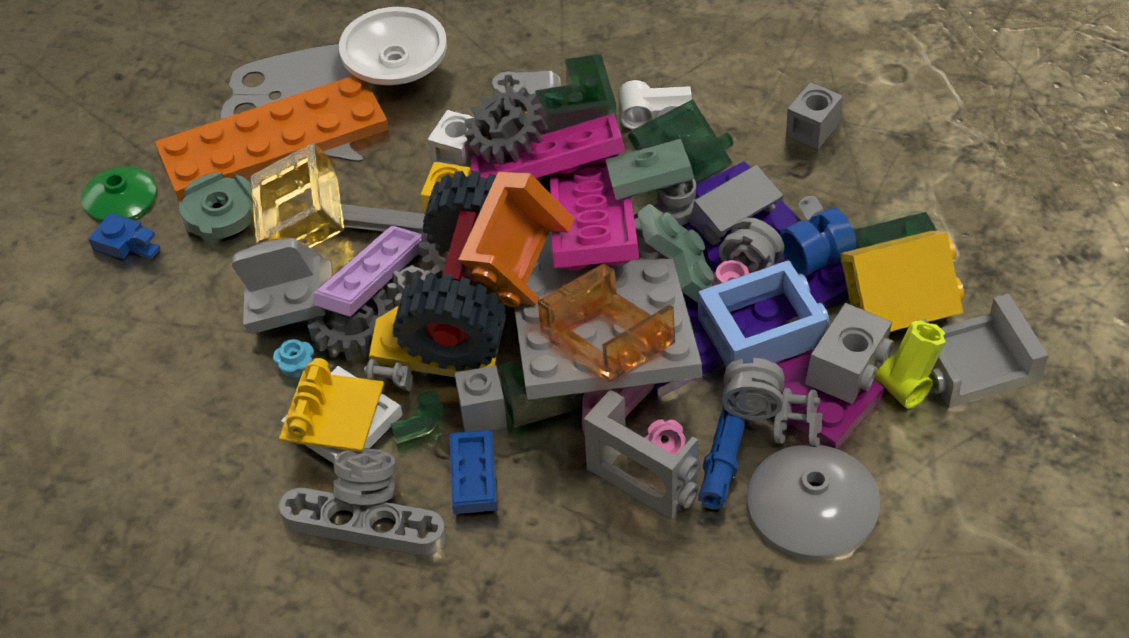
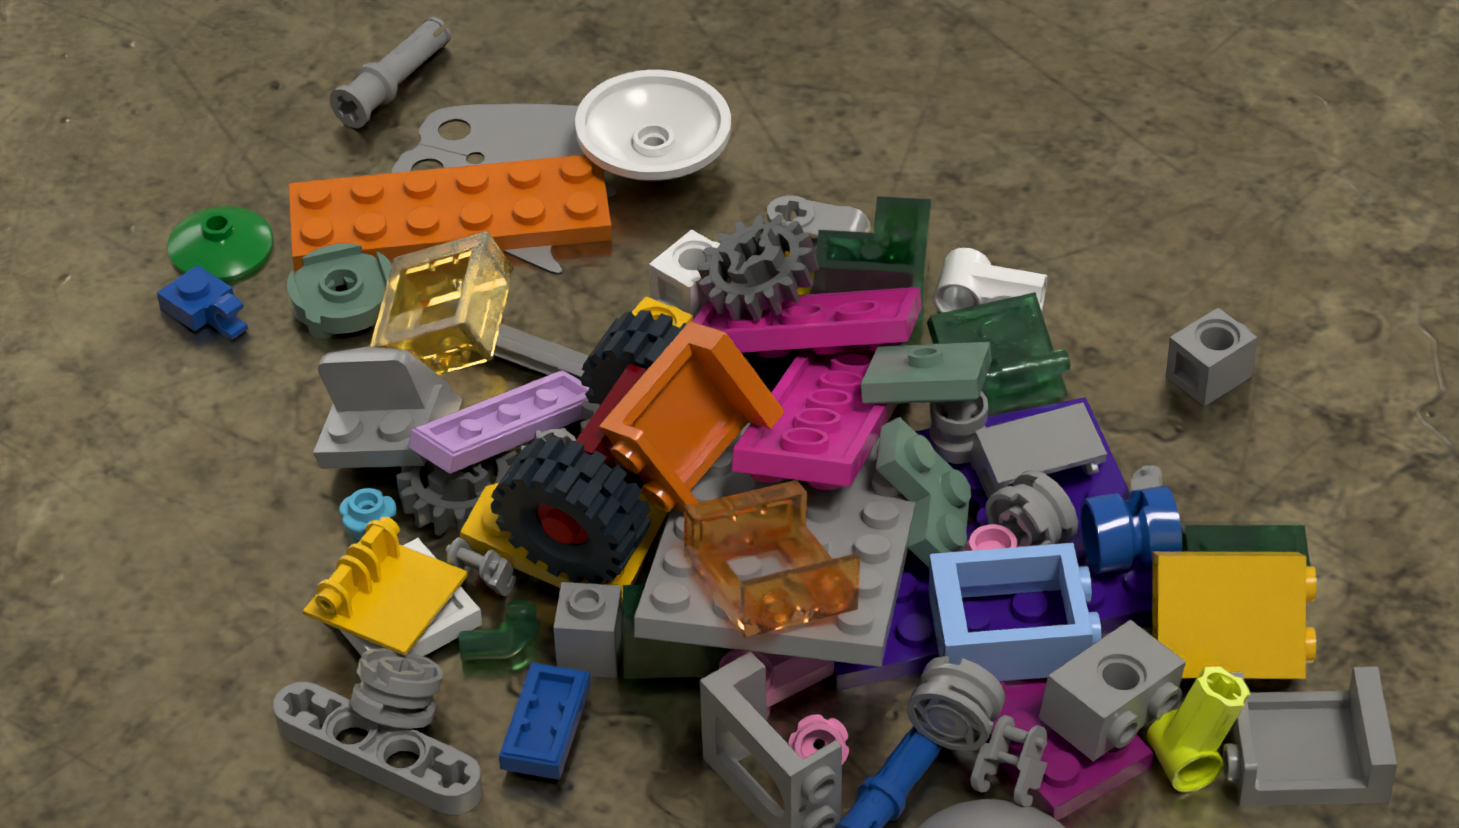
camera: 15 degrees right, 5 degrees down
(191, 57) = (379, 81): none -> light grey pin

